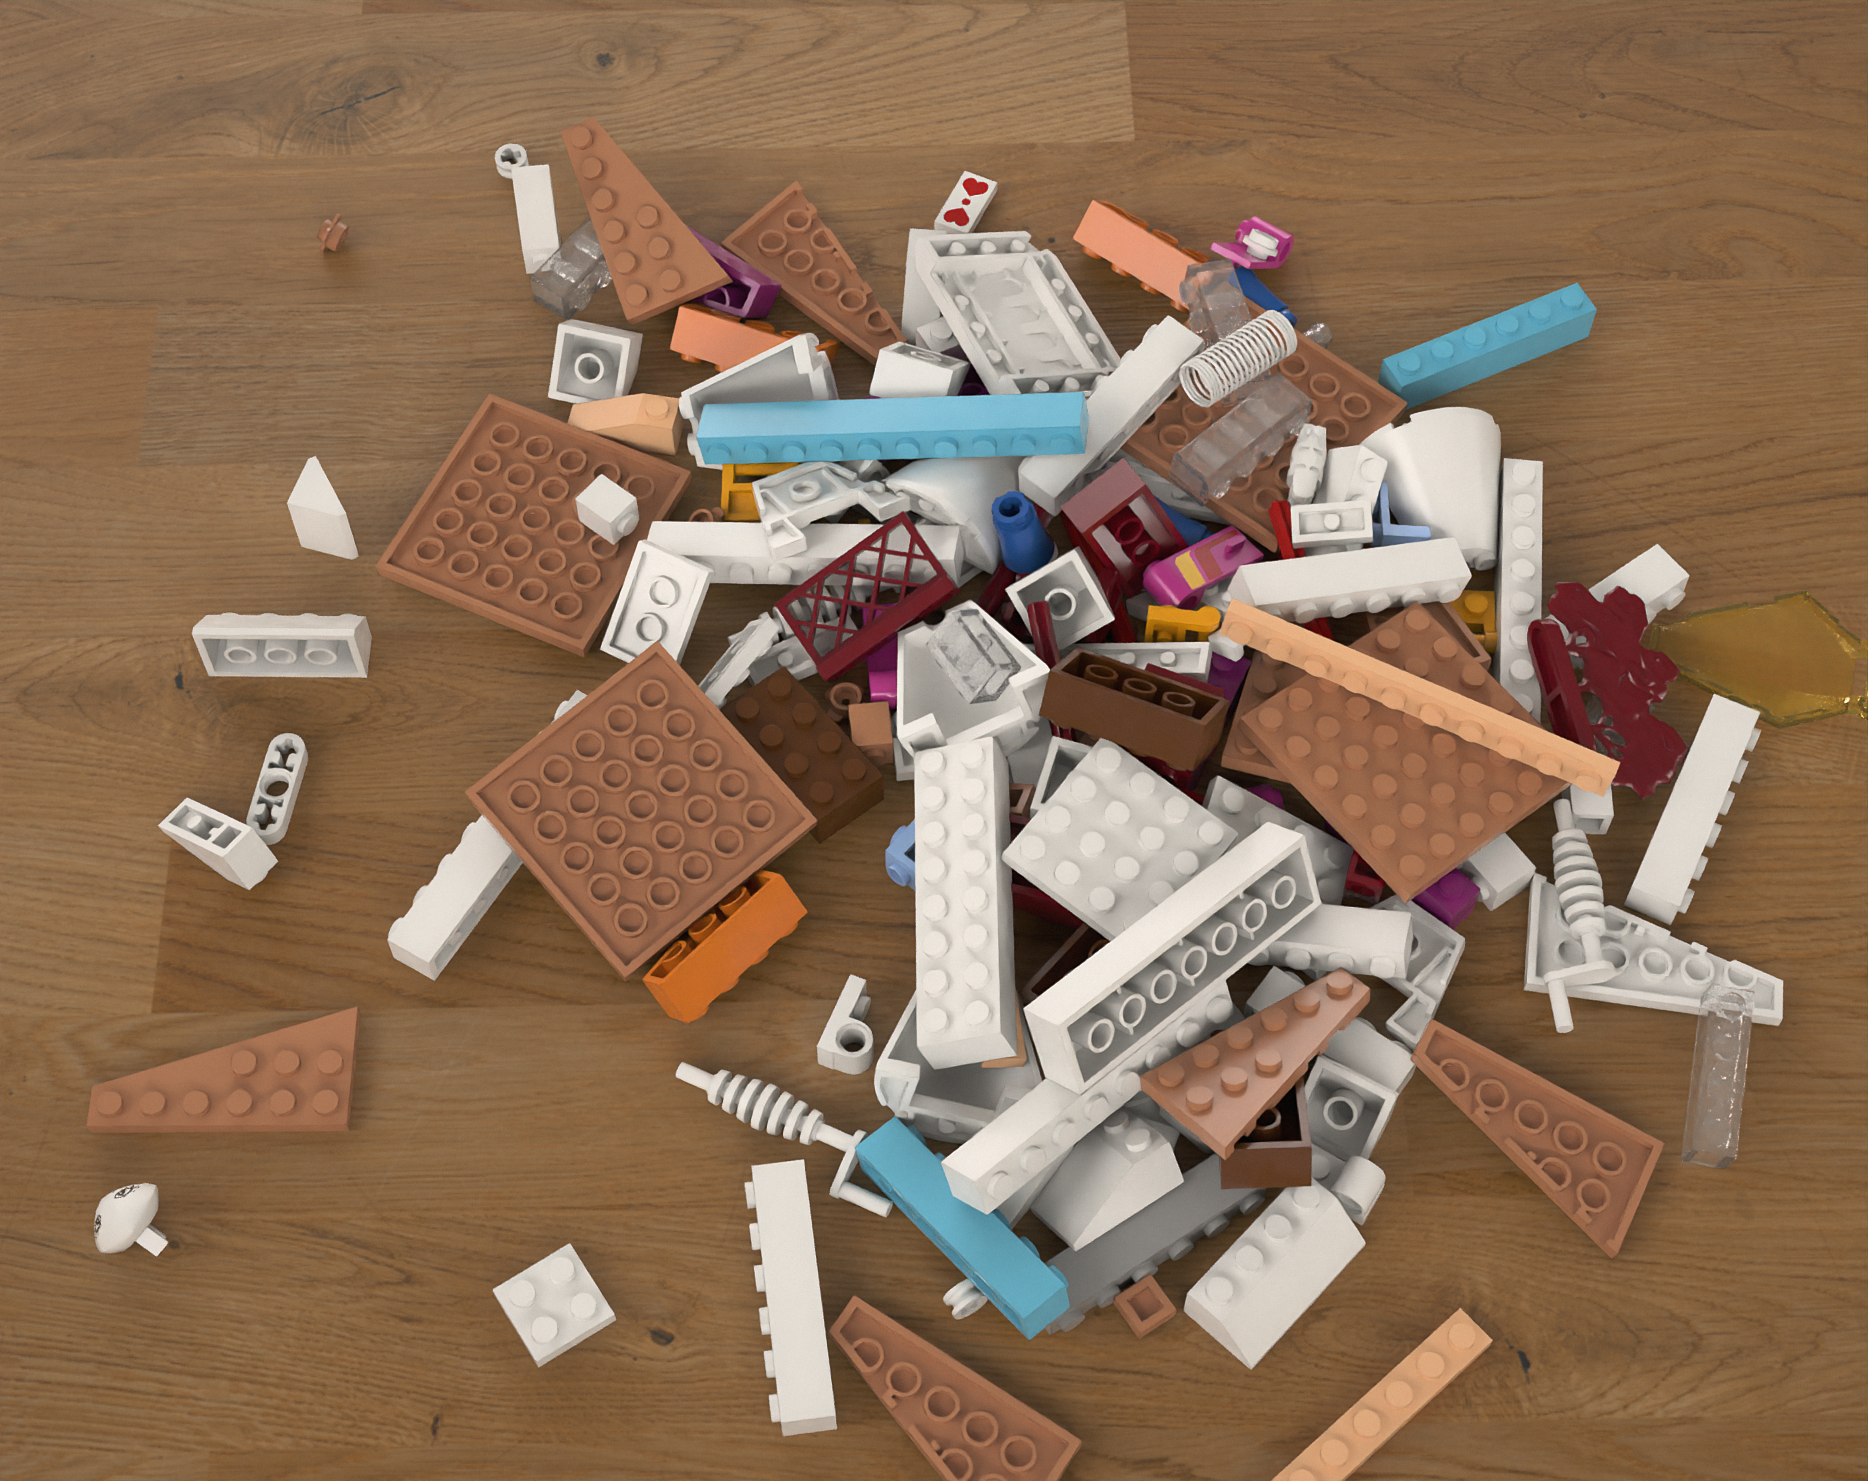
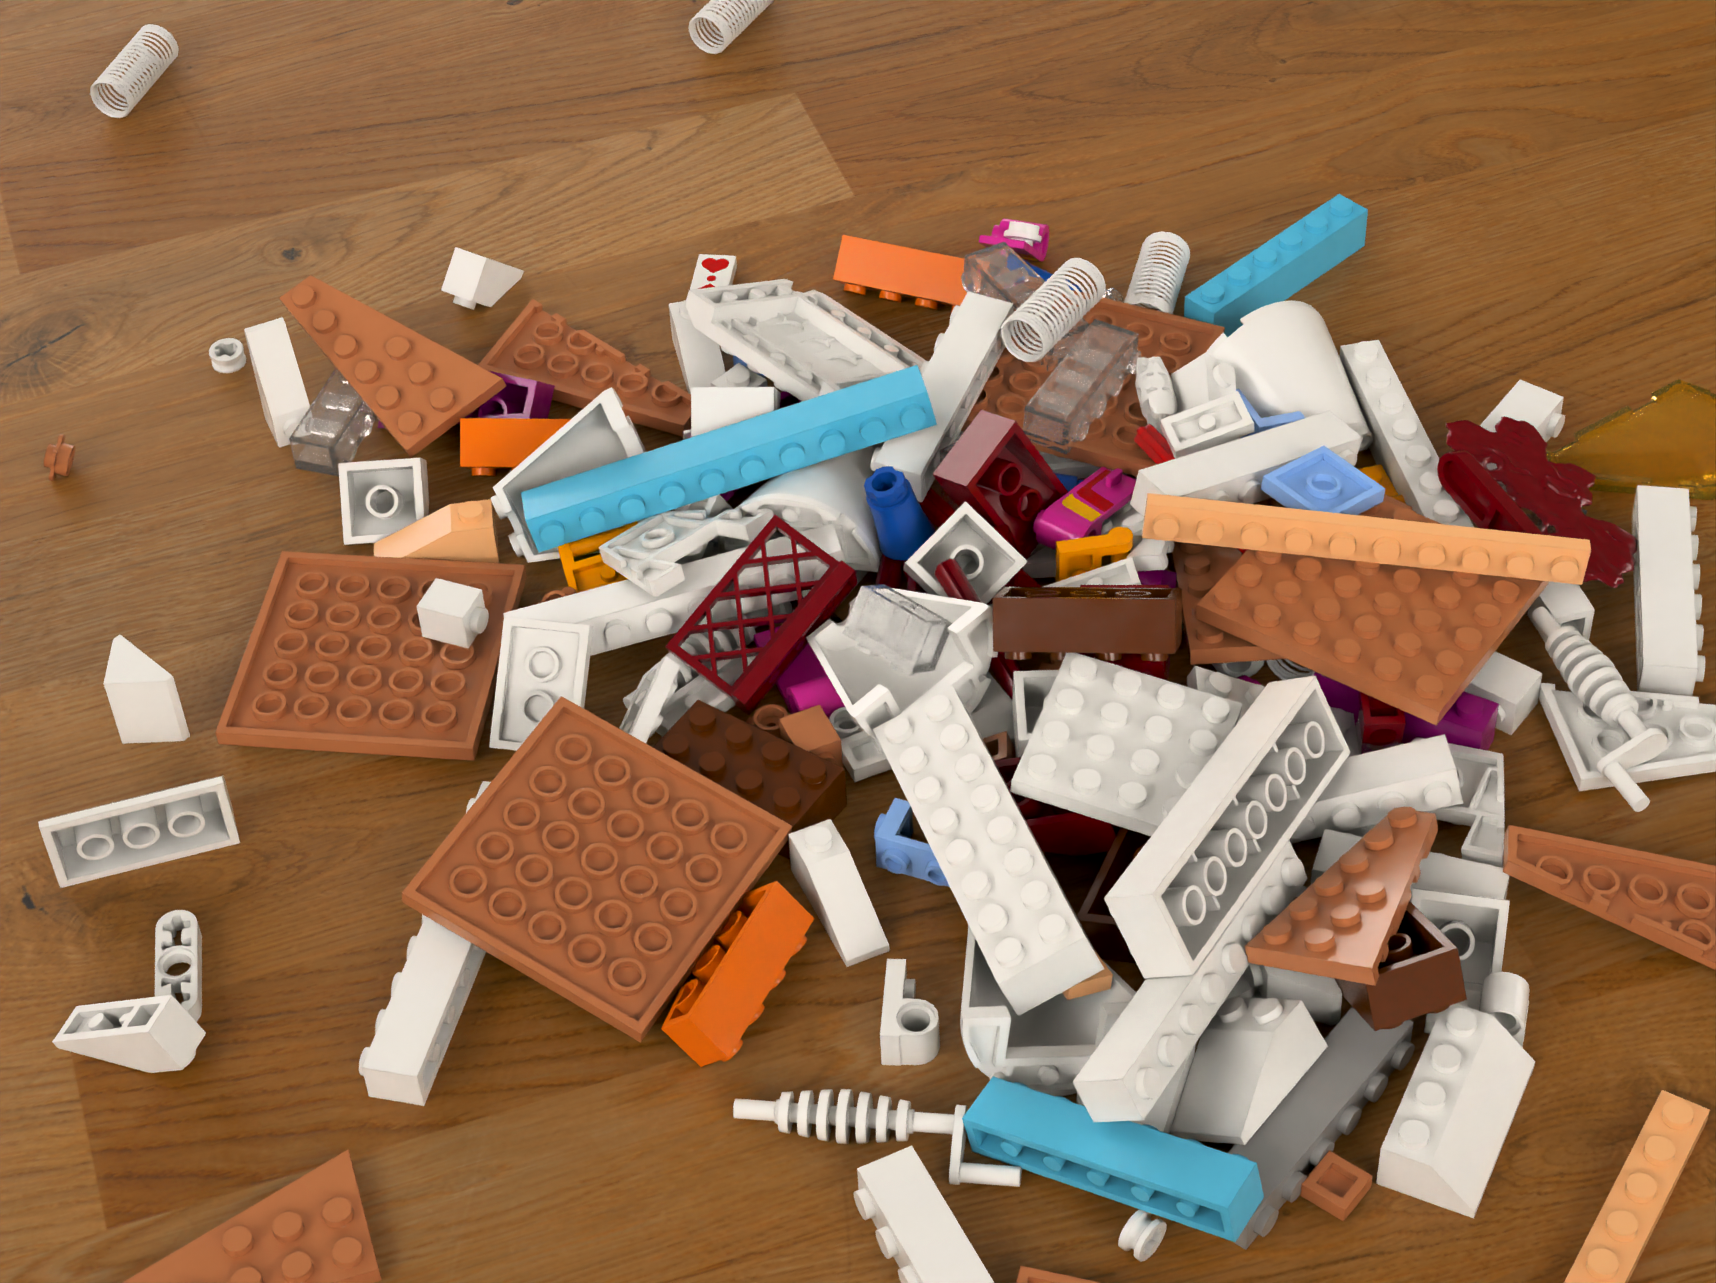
camera: 15 degrees left, 15 degrees down
(757, 142) = (478, 279): none -> white slope
(838, 891) = (836, 892): none -> white slope
(1350, 354) = (1145, 266): none -> white piece
(1405, 628) = (1323, 484): none -> light blue plate

